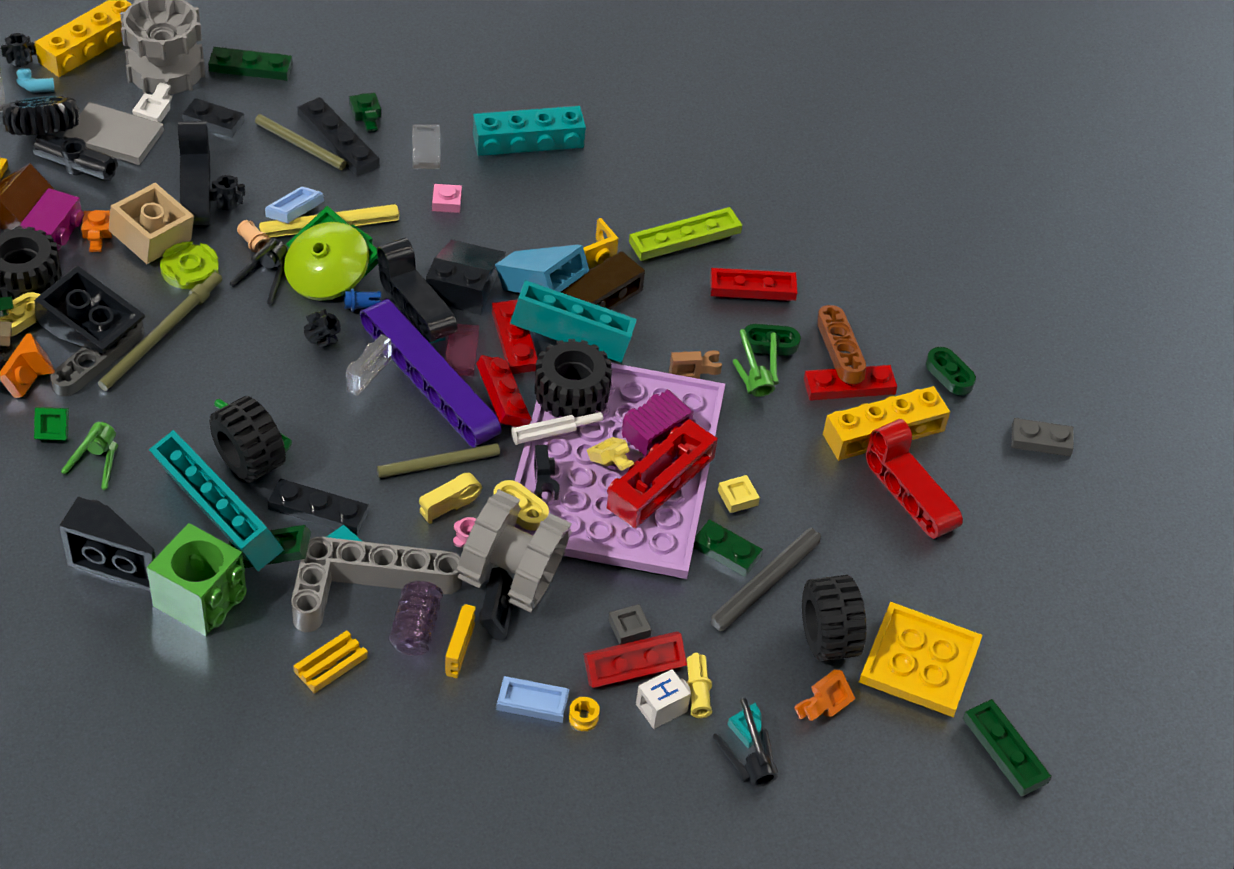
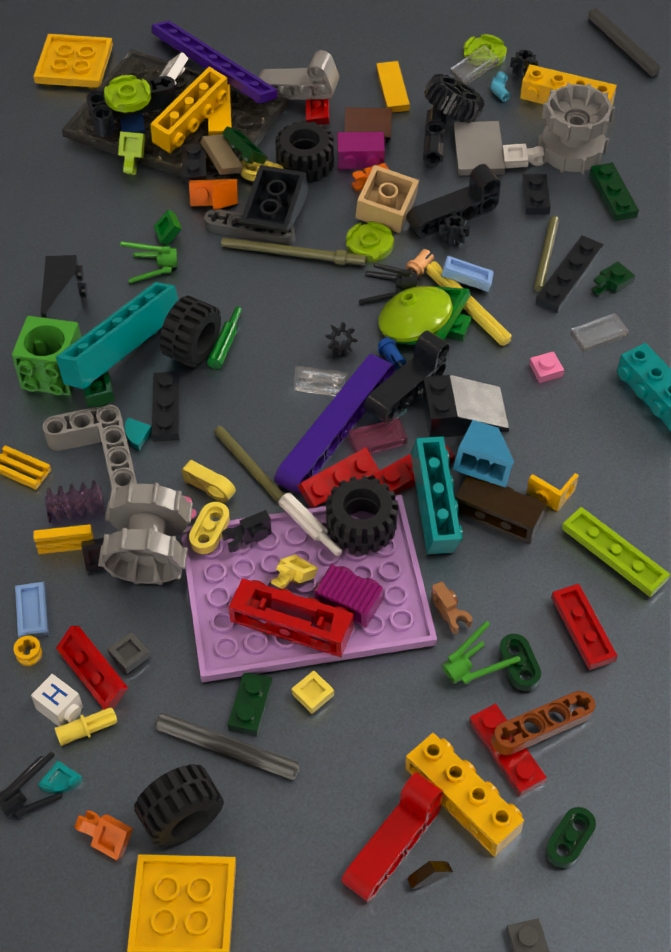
camera: 75 degrees right, 5 degrees up
(951, 469) = (429, 874): none -> dark brown tile

